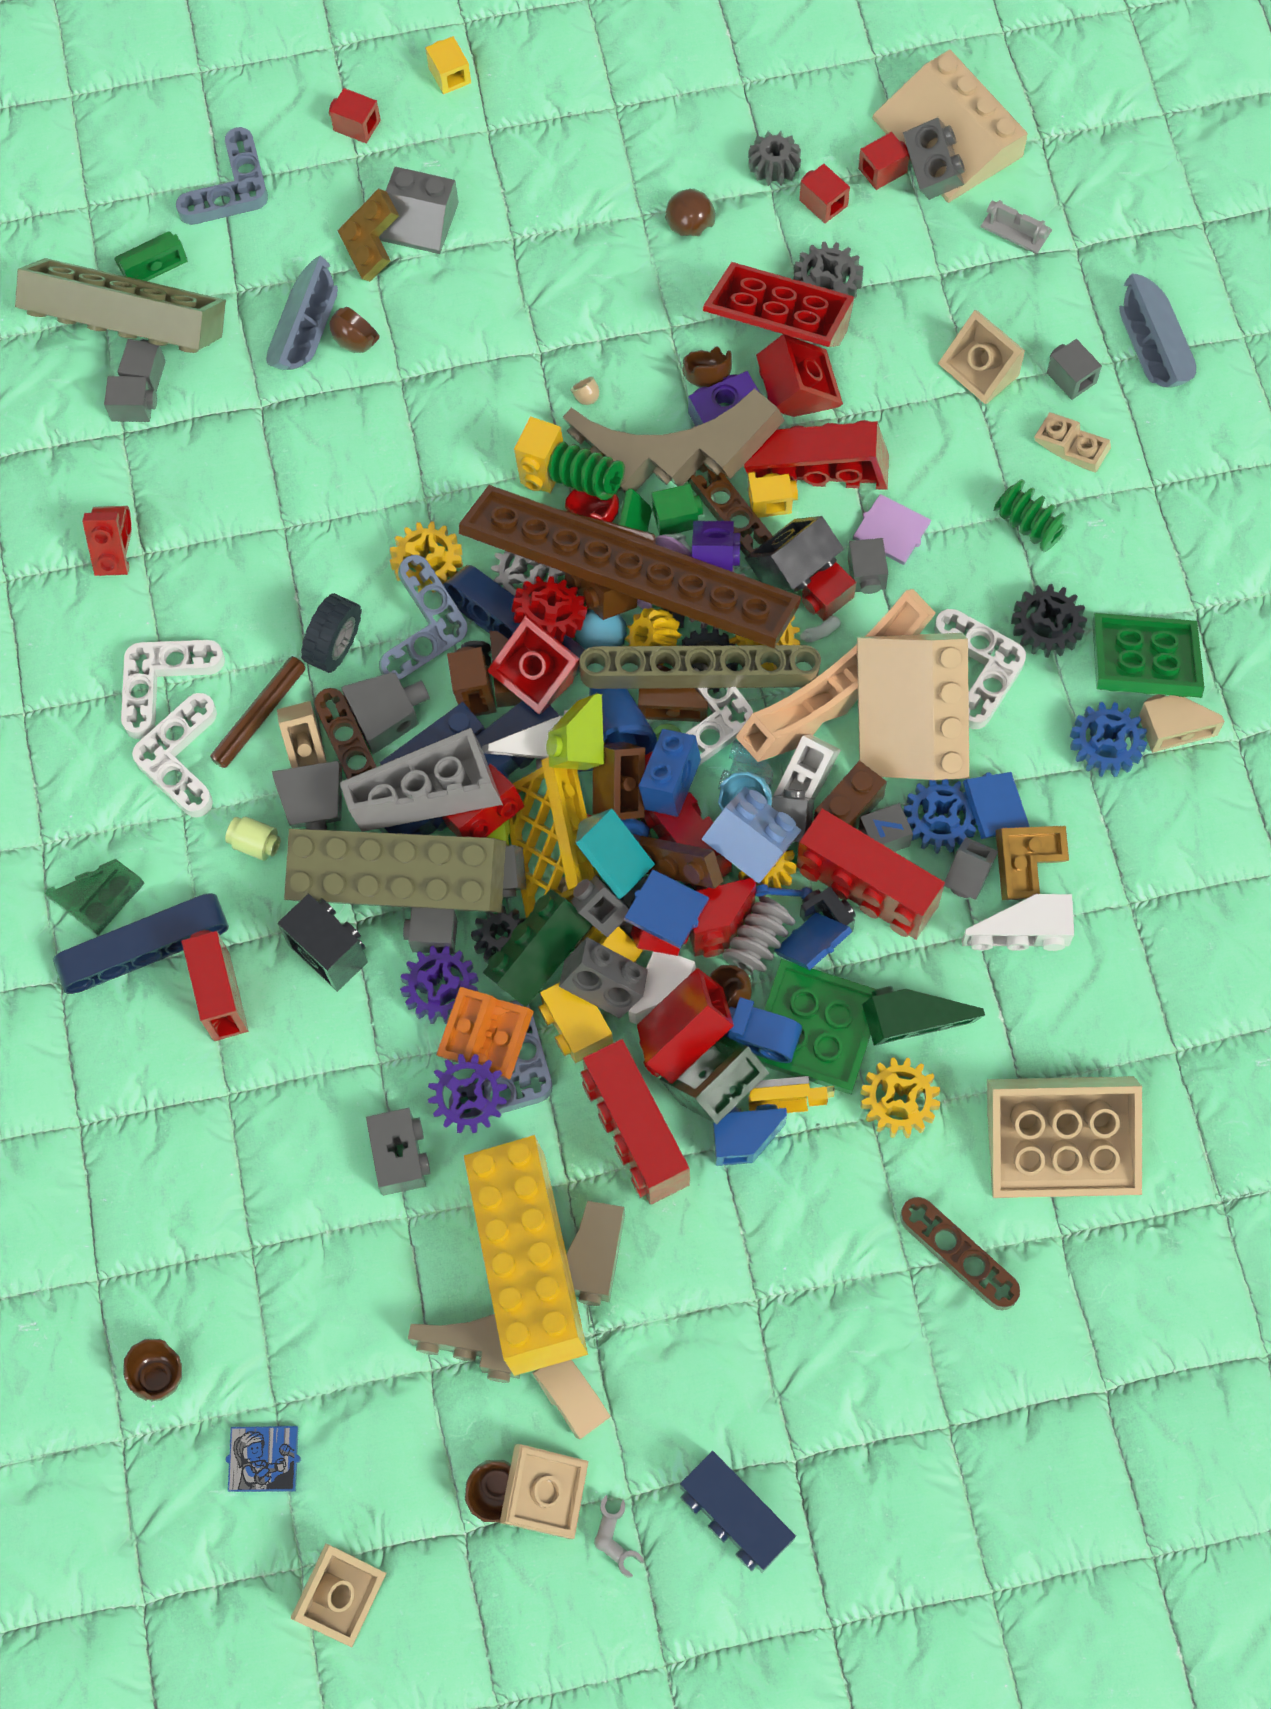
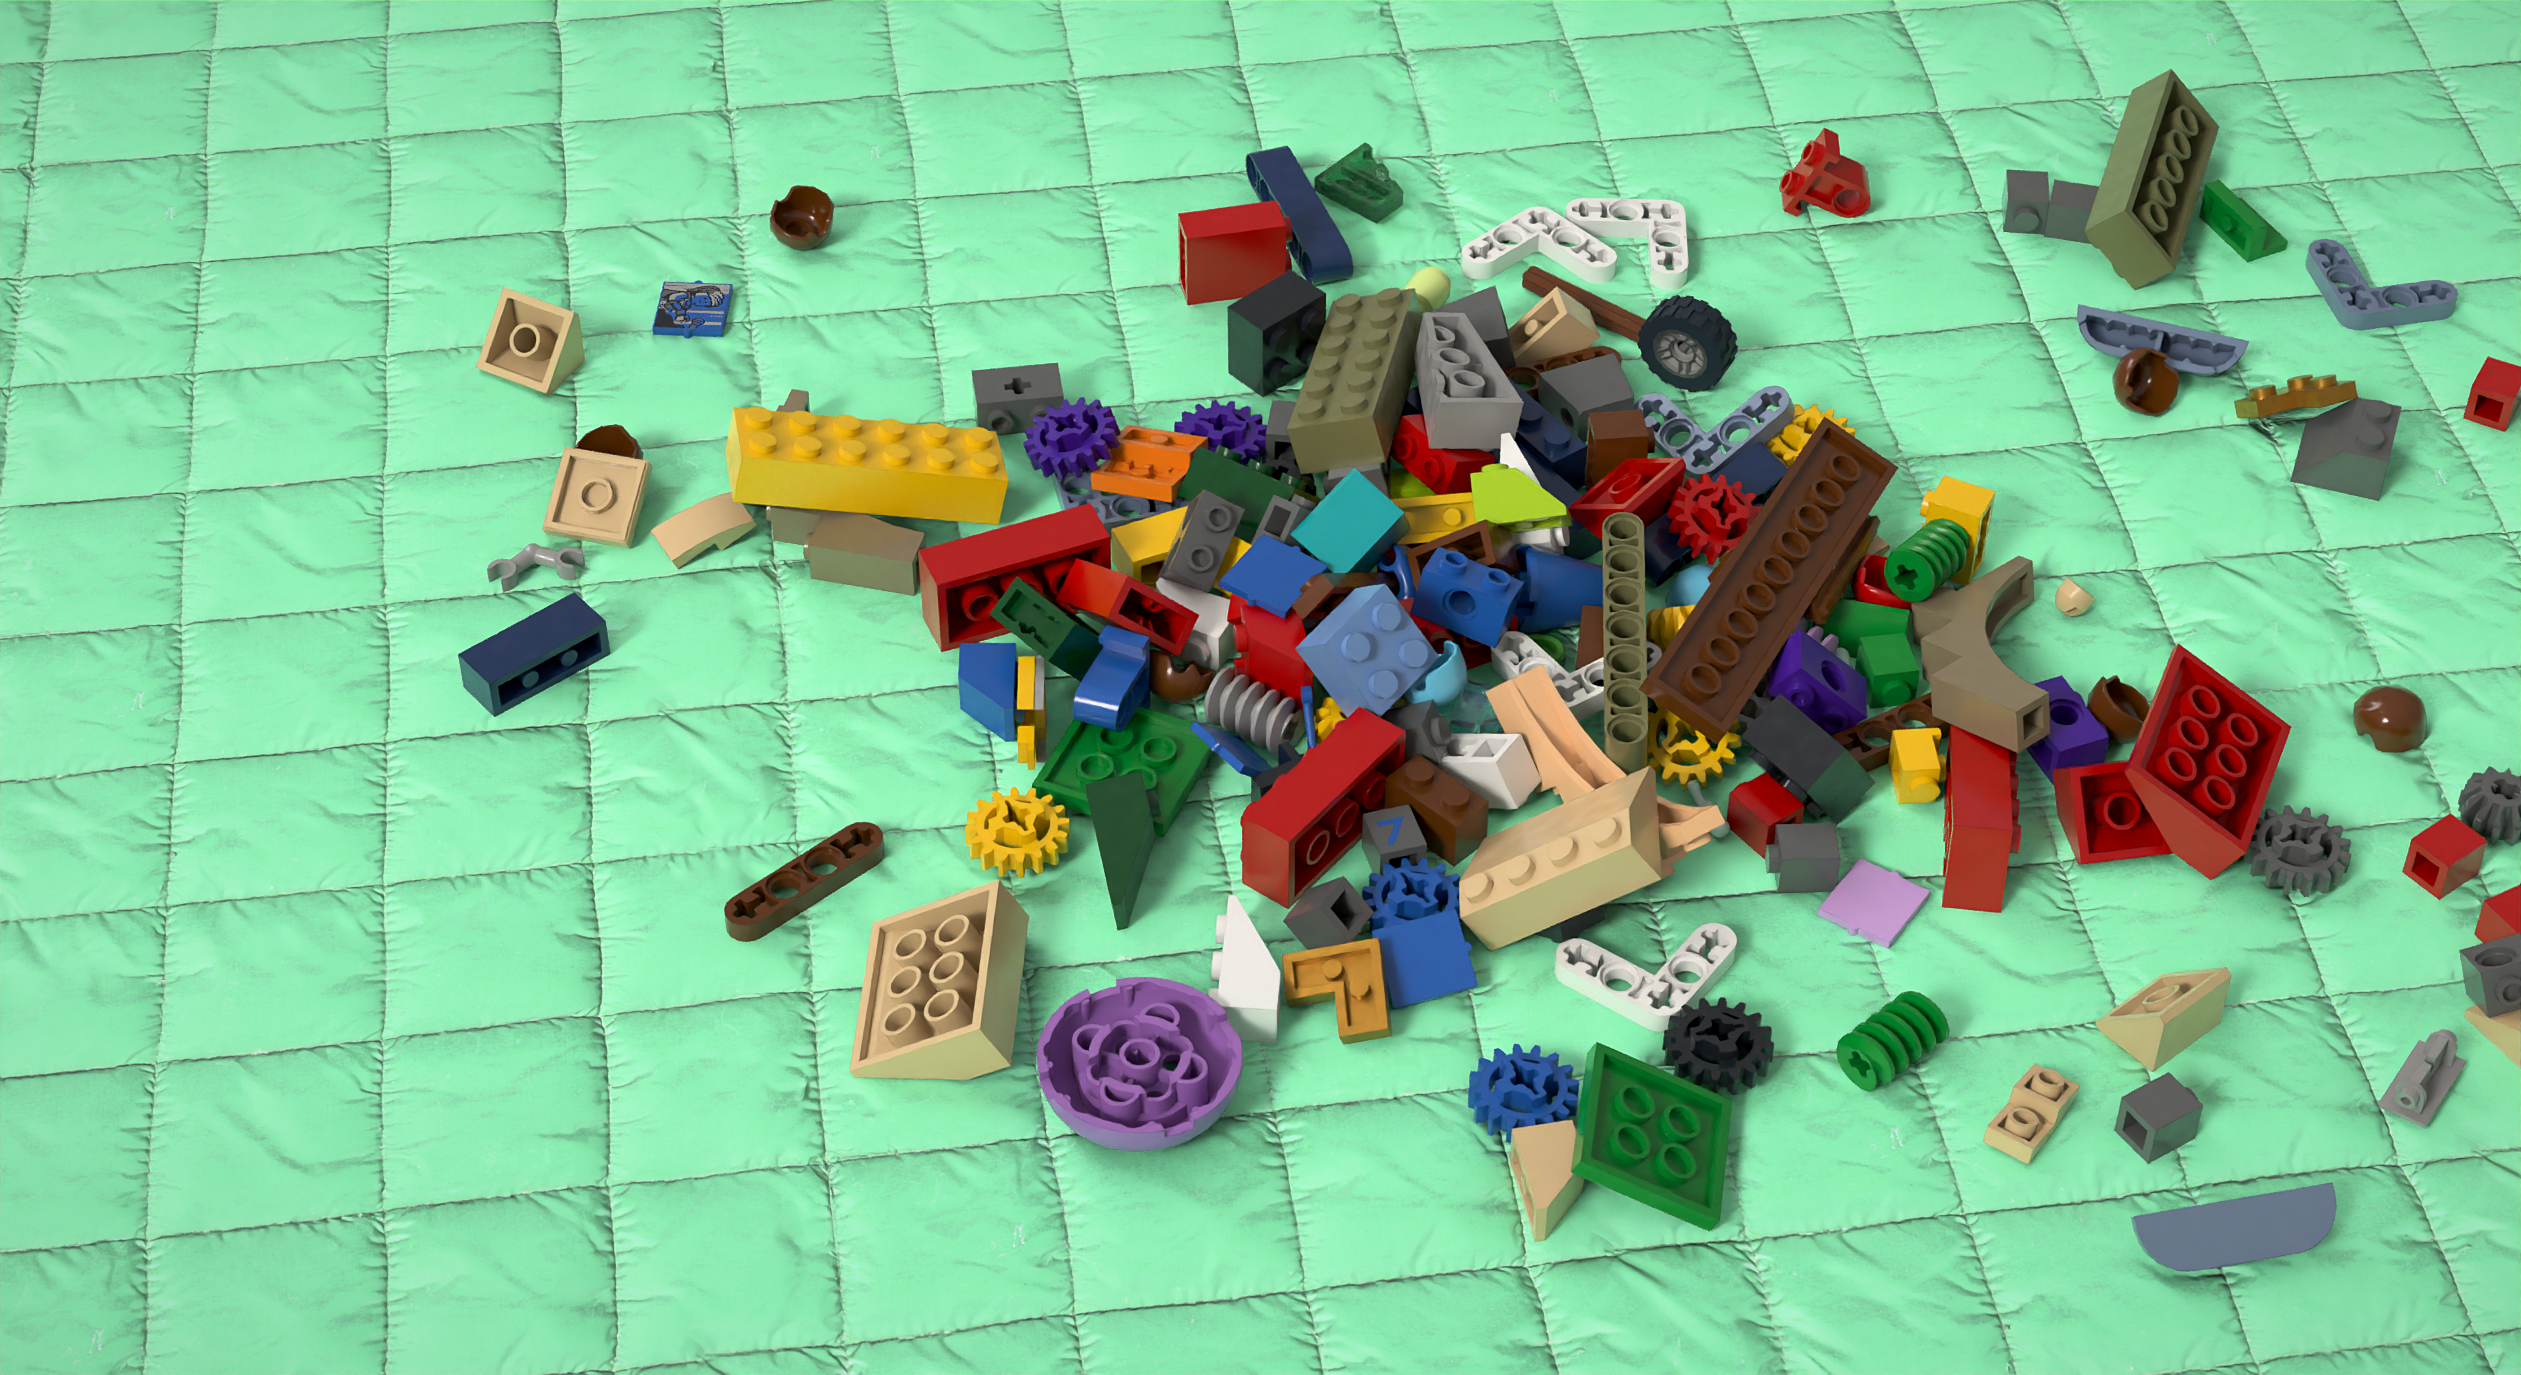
camera: 90 degrees right, 25 degrees down
(1142, 944) = (1107, 1059): none -> medium lavender brick

